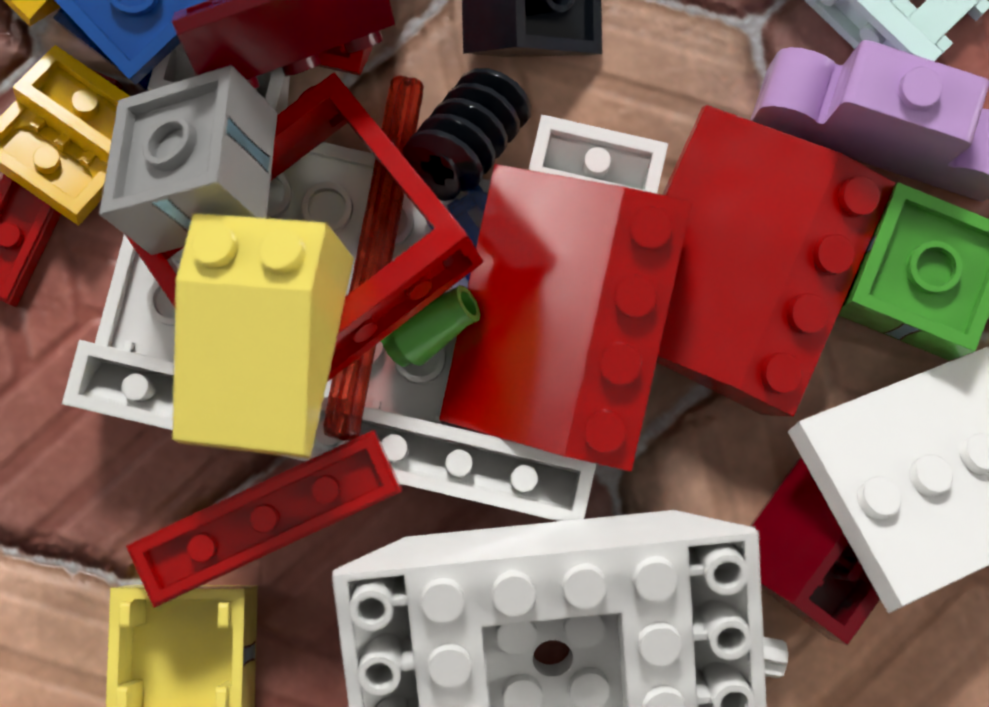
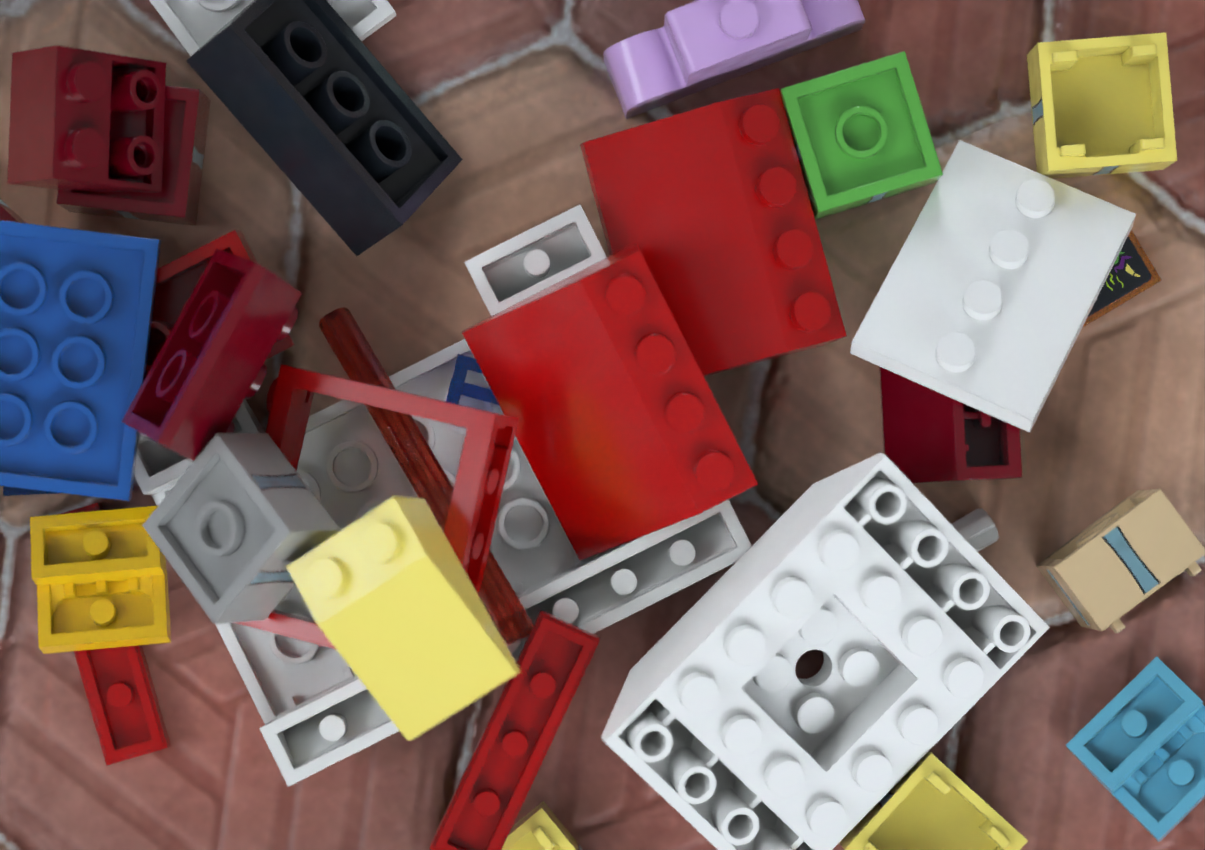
camera: 35 degrees left, 5 degrees up
(432, 327) = (520, 495): bright green cone -> none
(467, 132) = (416, 321): black piece -> none

